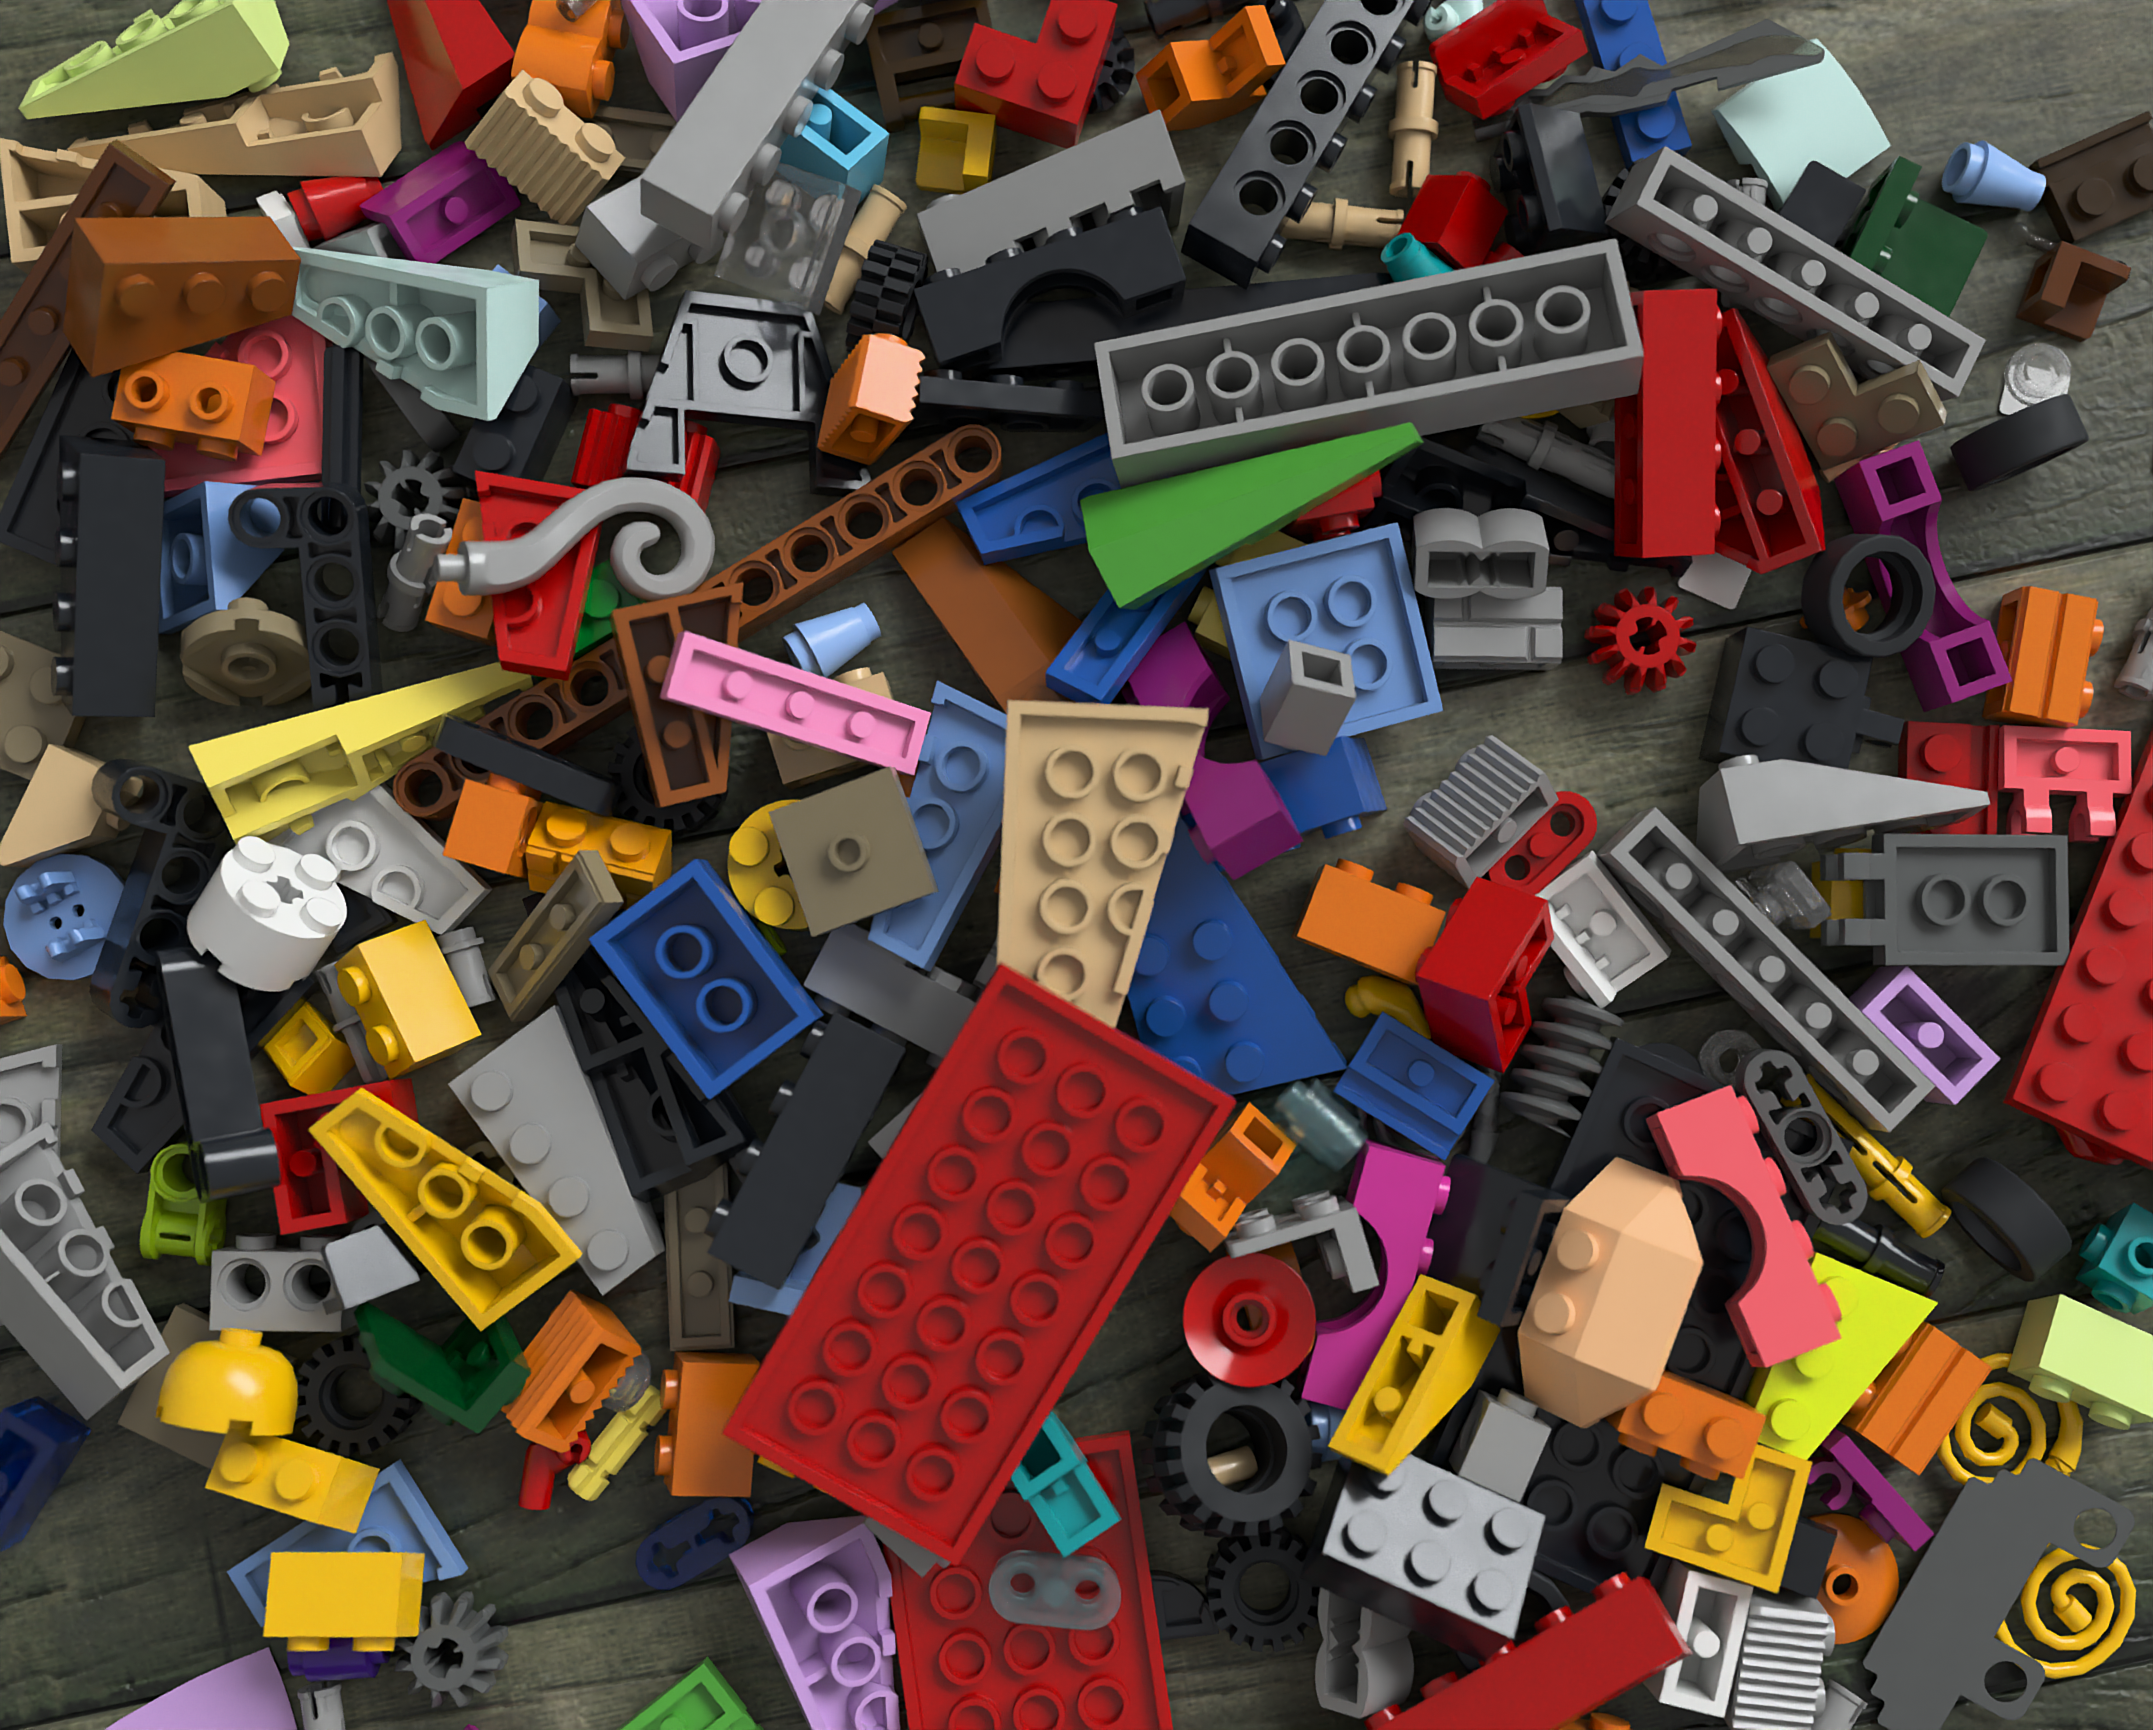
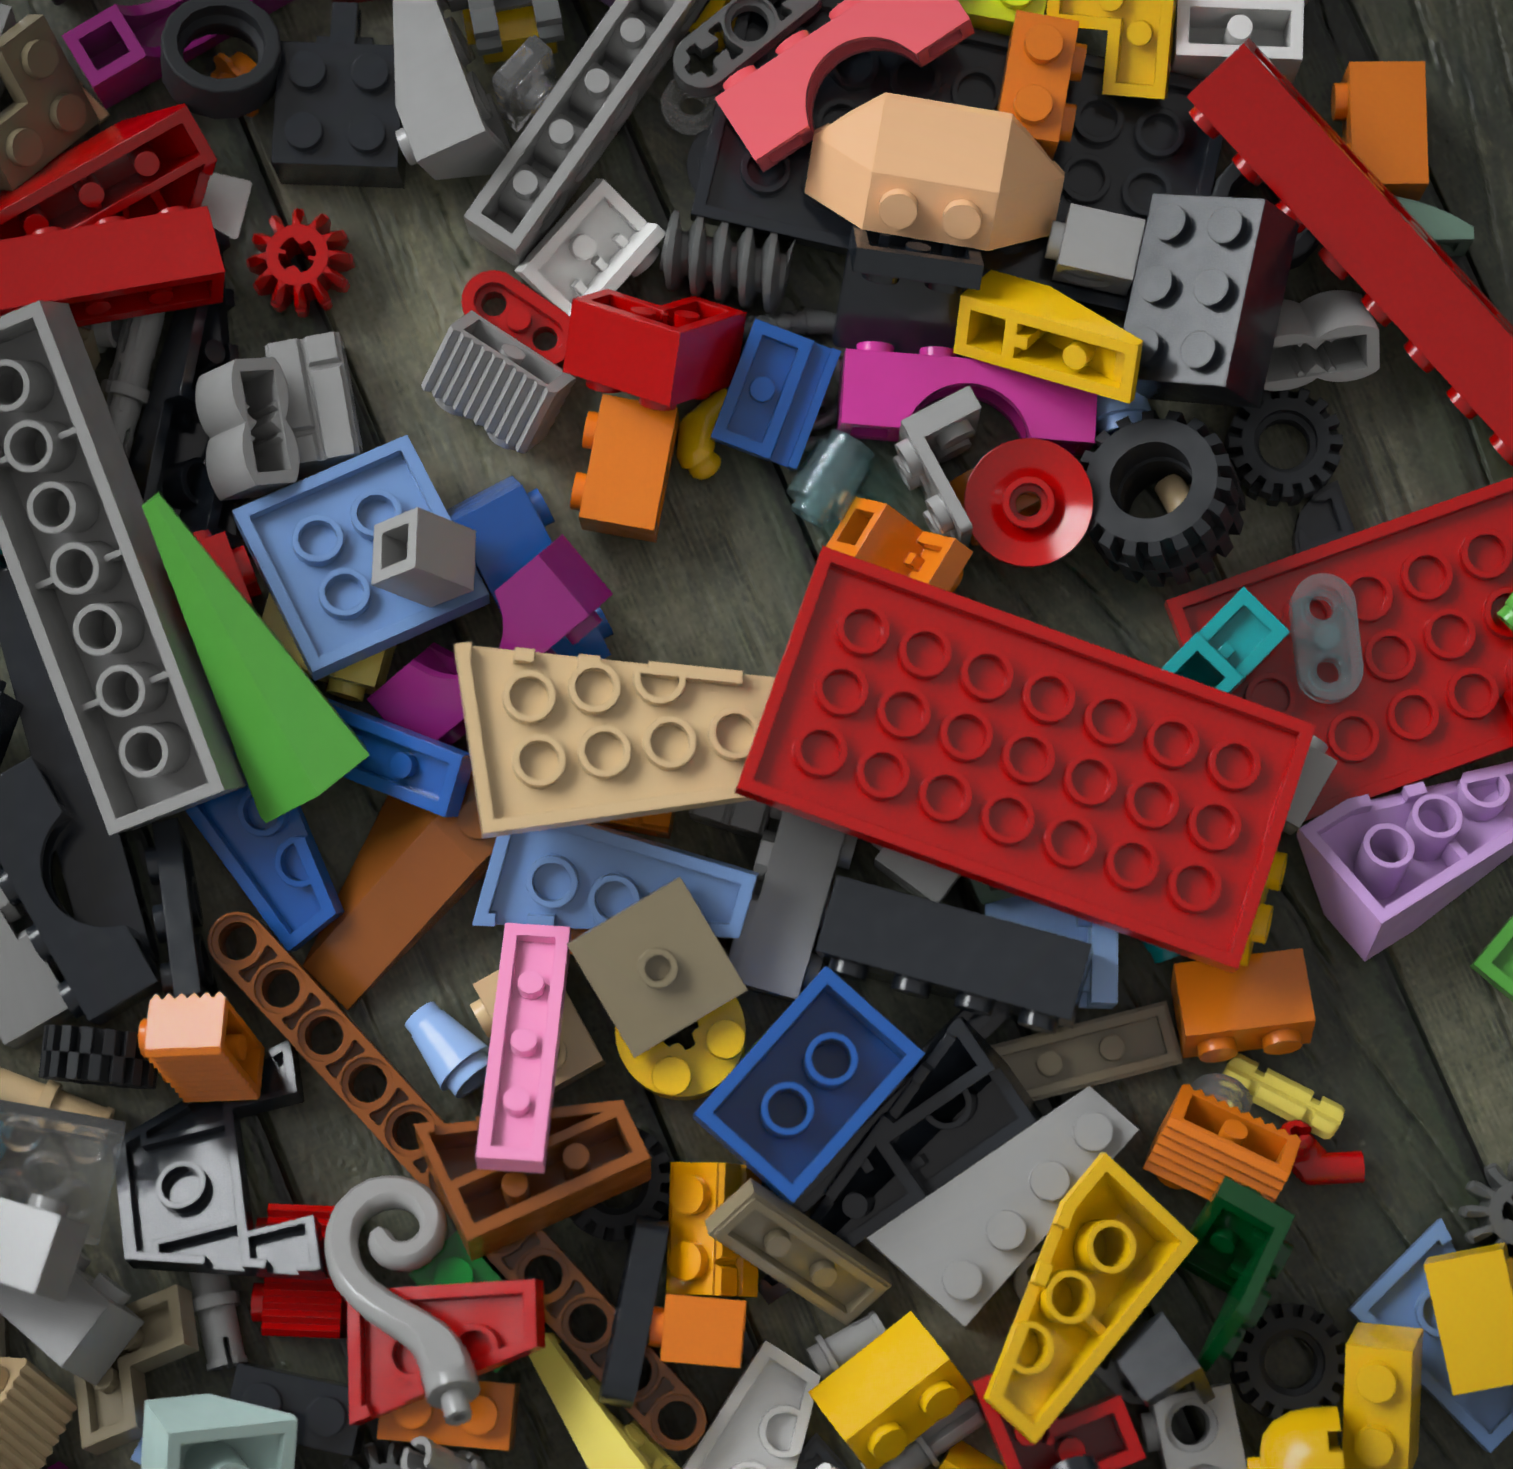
camera: 90 degrees left, 5 degrees down
(703, 1552) = (1372, 990): clear blue beam -> none
(1214, 987) = (721, 594): blue wing -> none

